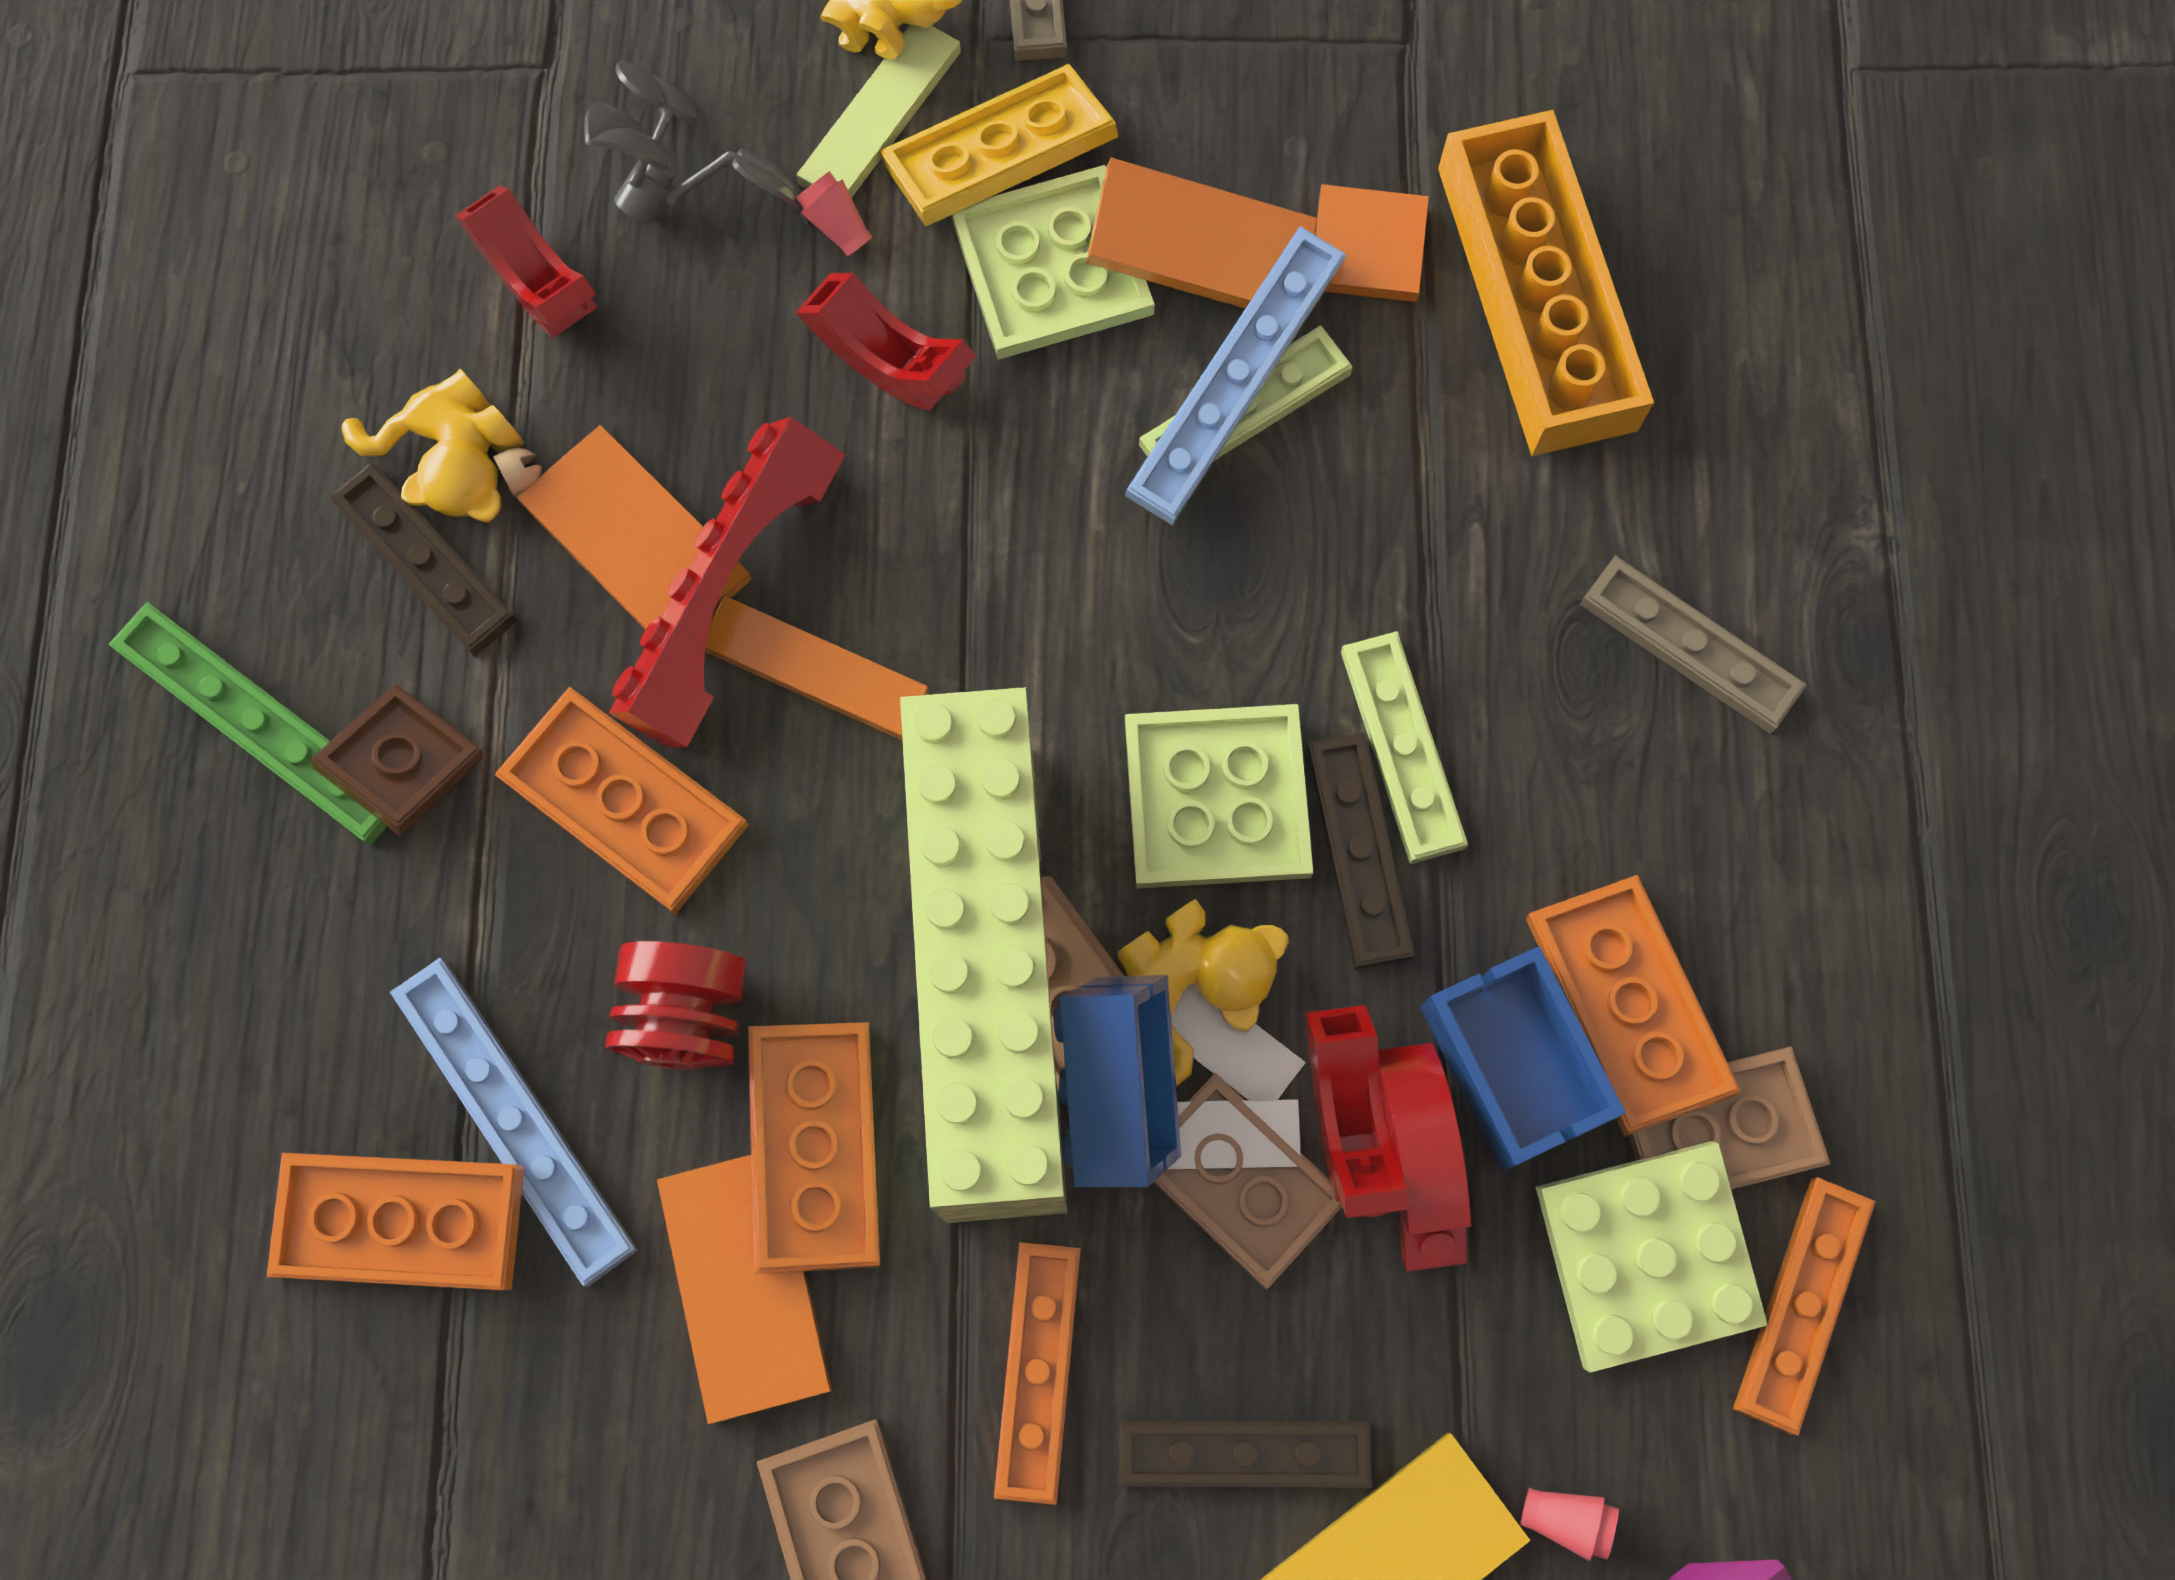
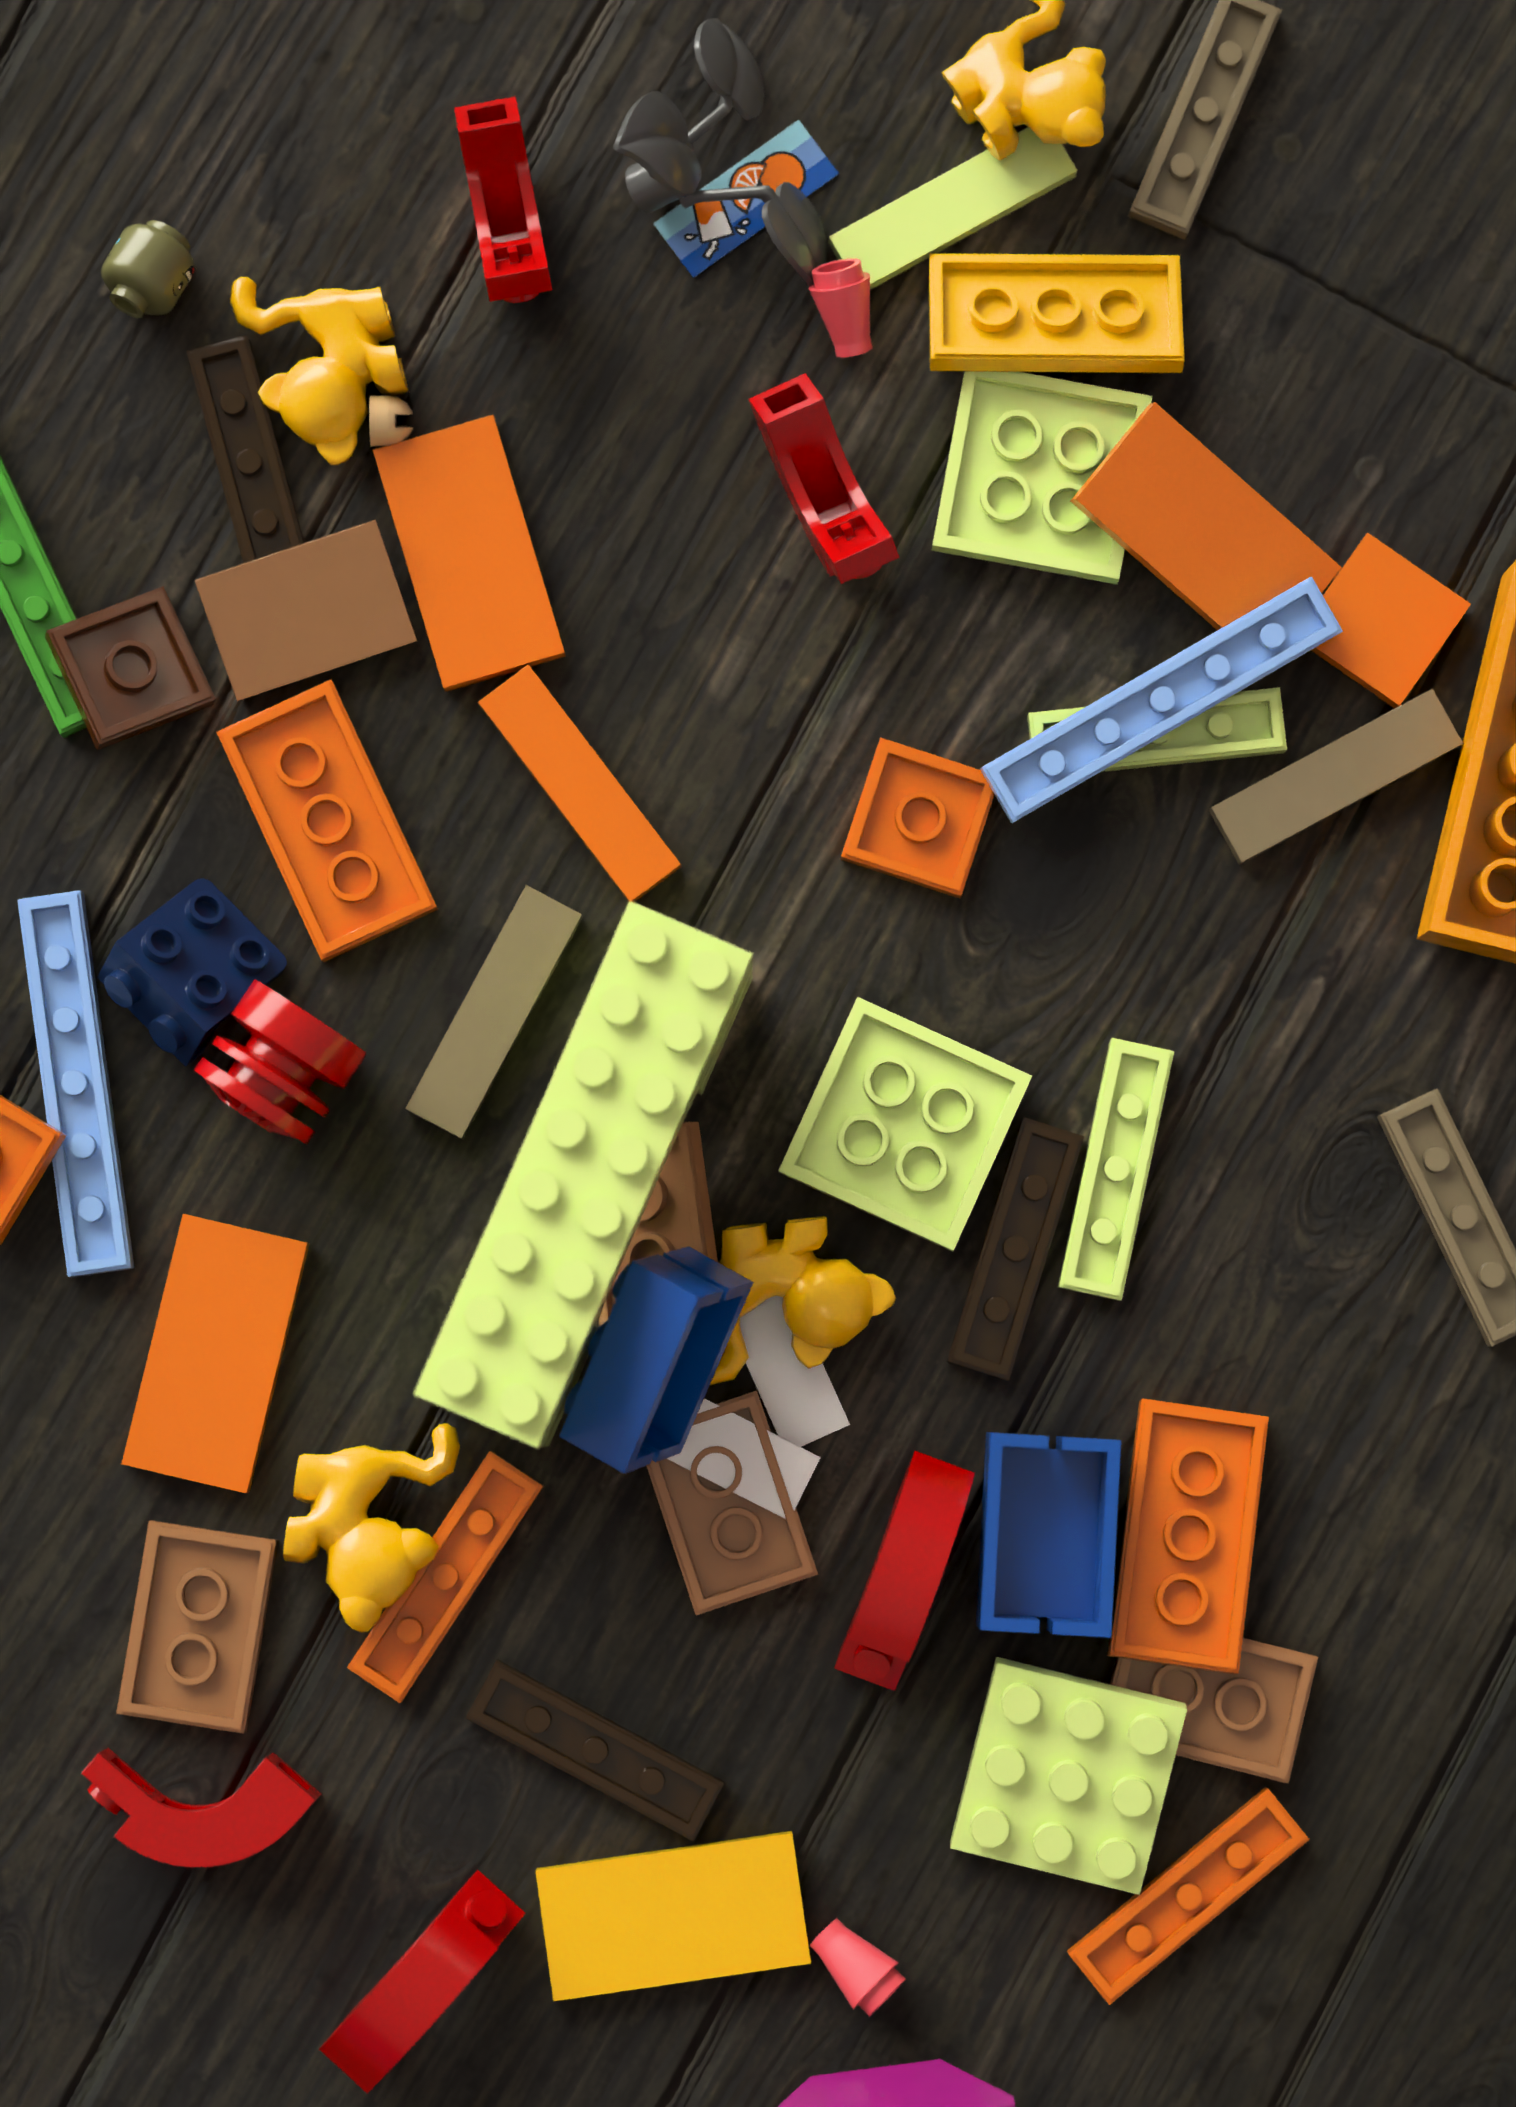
camera: 25 degrees right, 10 degrees up
(266, 449) = (148, 269): none -> olive head
(521, 642) = (306, 610): none -> medium nougat tile
(560, 975) = (189, 968): none -> dark blue bracket
(666, 686) = (427, 729): red arch -> none
(708, 207) = (715, 228): none -> sticker
(812, 1148) = (342, 1259): orange tile -> none
(836, 882) = (494, 1012): none -> dark tan tile
(963, 1389) = (366, 1557): none -> yellow animal
(1098, 559) = (919, 818): none -> orange tile
(1353, 1114) = (862, 1499): red arch -> none
(1399, 370) = (1335, 776): none -> dark tan tile

